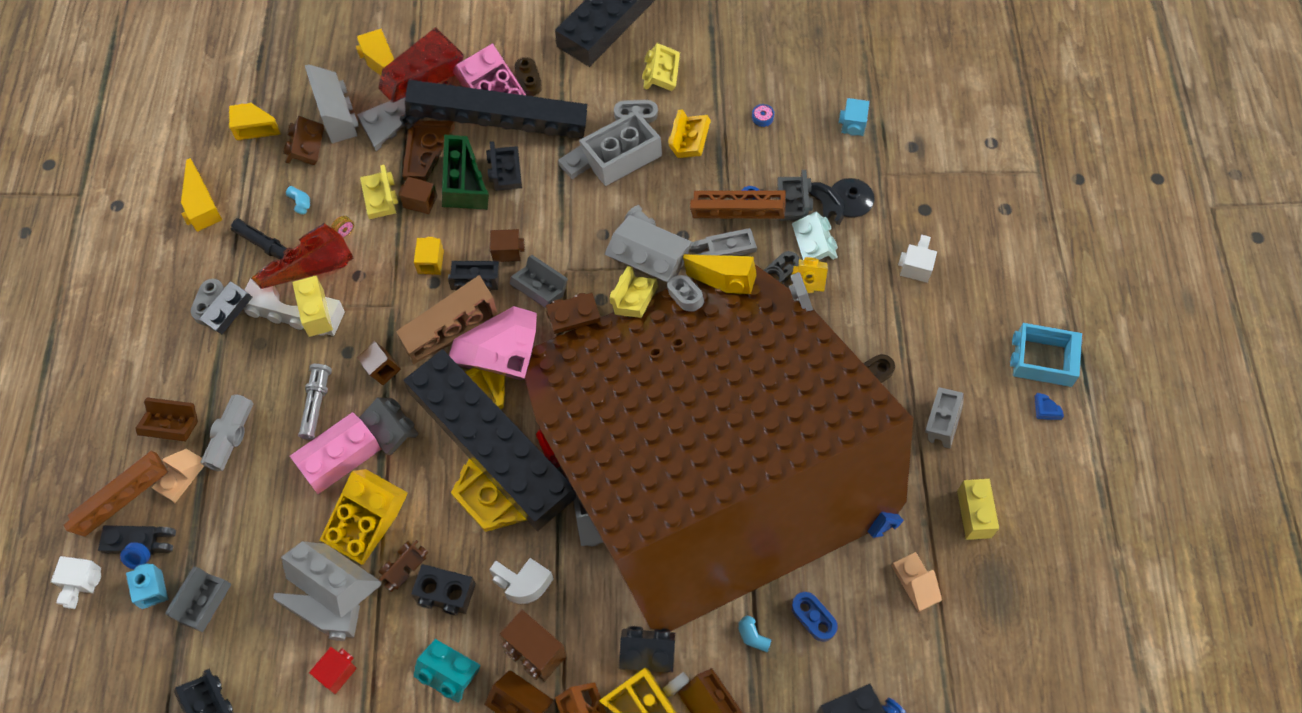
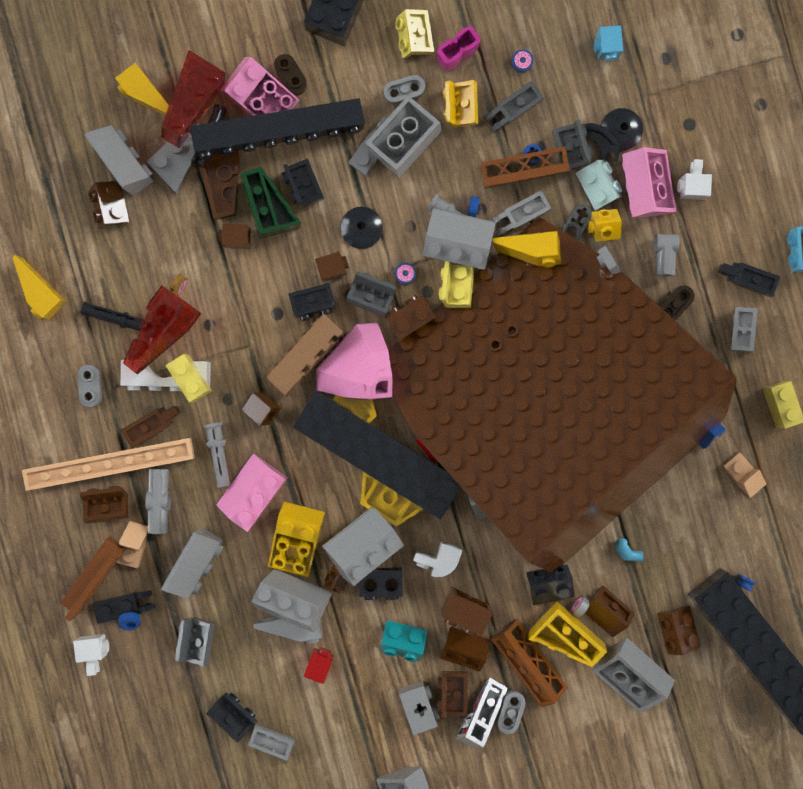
camera: 15 degrees left, 25 degrees up
(146, 586) = (149, 641): medium azure brick -> none
(191, 381) = (108, 464): none -> light nougat plate
(226, 307) = (112, 394): bracket -> none
(234, 505) = (193, 563): none -> light grey slope
(250, 122) = (50, 197): yellow slope -> none
(253, 353) = (149, 425): none -> reddish brown hinge
(301, 199) = (130, 264): medium azure arm -> none
(378, 194) = (197, 241): light yellow bracket -> none
(388, 424) = (287, 457): dark grey bracket -> none
(428, 256) = (265, 292): yellow brick -> none
(435, 533) = (362, 546): none -> light grey slope
(551, 231) = (361, 238): none -> black dish
(582, 274) = (405, 273): none -> tile
(675, 225) = (473, 206): none -> blue tile
(685, 293) = (504, 278): light grey plate -> none
(699, 86) = (461, 47): none -> dark pink brick
(743, 150) = (515, 105): none -> dark grey hinge
(815, 616) = (671, 524): blue plate -> none
(868, 248) = (648, 182): none -> bright pink slope
(873, 317) = (666, 248): none -> light grey piece
(963, 367) = (750, 278): none -> black hinge

